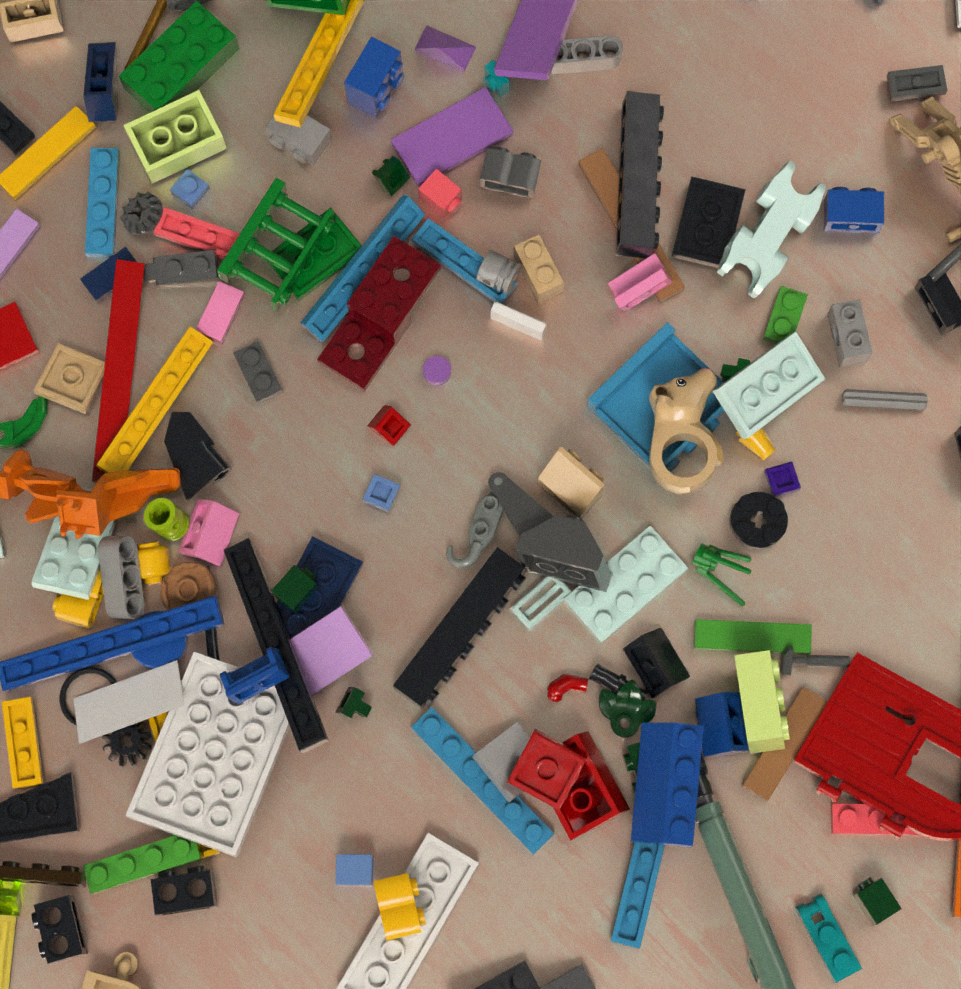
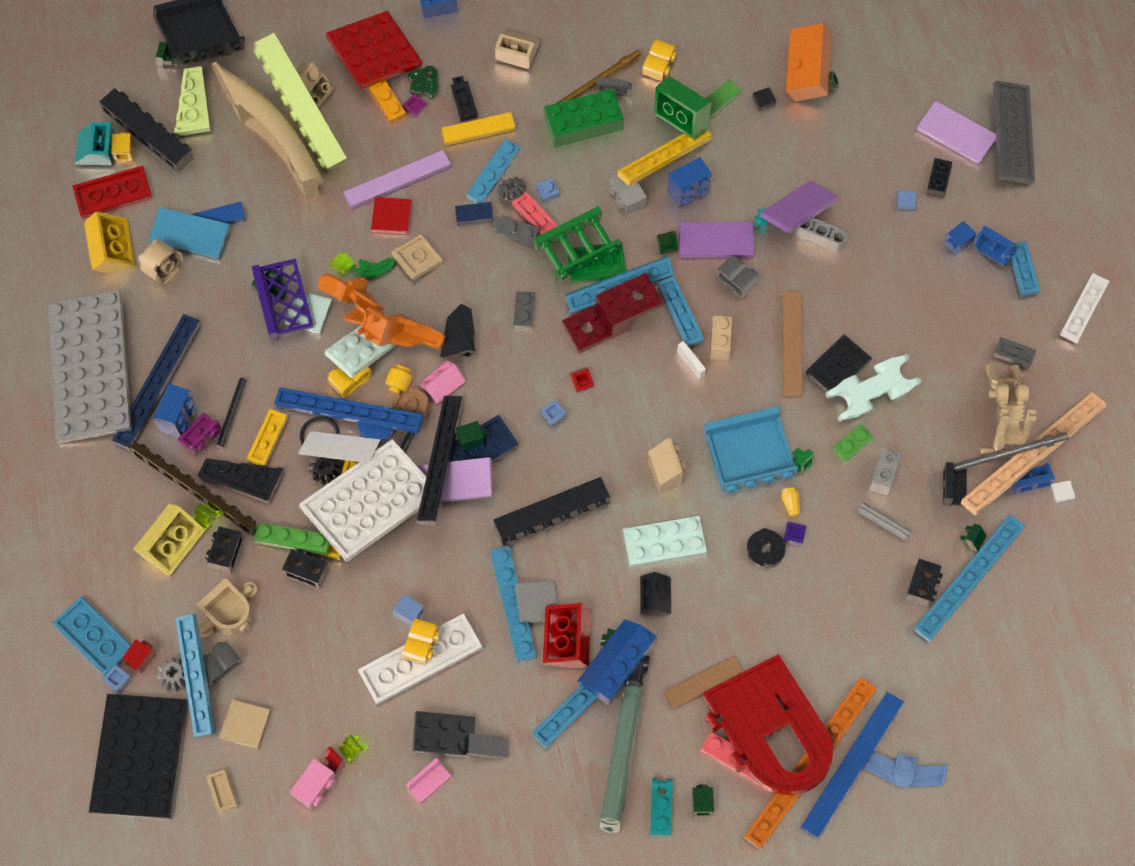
camera: 30 degrees right, 10 degrees down
(101, 82) = (532, 106): dark blue slope -> none
(118, 356) = (447, 263): red tile -> none
(121, 577) = (377, 377): light grey beam -> none
(155, 402) = (456, 293): yellow plate -> none
(166, 519) = (422, 361): lime piece -> none
(175, 136) = (555, 156): yellowish green brick -> none
(220, 312) = (523, 266): bright pink tile -> none
(255, 676) = (417, 469): blue hinge -> none
(352, 704) = (465, 520): dark green tile -> none
(437, 370) = (627, 363): medium lavender tile -> none
(440, 194) = (689, 267): coral brick -> none
(445, 48) = (743, 189): medium lavender slope -> none
(498, 272) = (695, 325): light grey piece -> none
(537, 619) = (595, 533): light aqua tile -> none
(547, 543) = (628, 489): dark grey slope -> none
(547, 769) = (552, 613): red tile -> none
(565, 683) = (594, 576): red arm -> none
(610, 679) = (625, 594): black pin -> none
(627, 705) = (622, 606): dark green plate -> none
(638, 175) = (810, 318): black brick -> none
(640, 283) = (776, 377): bright pink panel -> none
(677, 418) = (751, 458): tan animal -> none
(708, 558) = (723, 553): green plant -> none
(723, 724) = (671, 648): blue brick -> none
(752, 636) = (721, 612): bright green tile -> none
(762, 701) = (701, 646): yellowish green brick -> none
(769, 385) = (817, 472): light aqua plate -> none
(810, 660) = (748, 644): dark grey piece -> none
(854, 210) = (931, 404): blue brick -> none

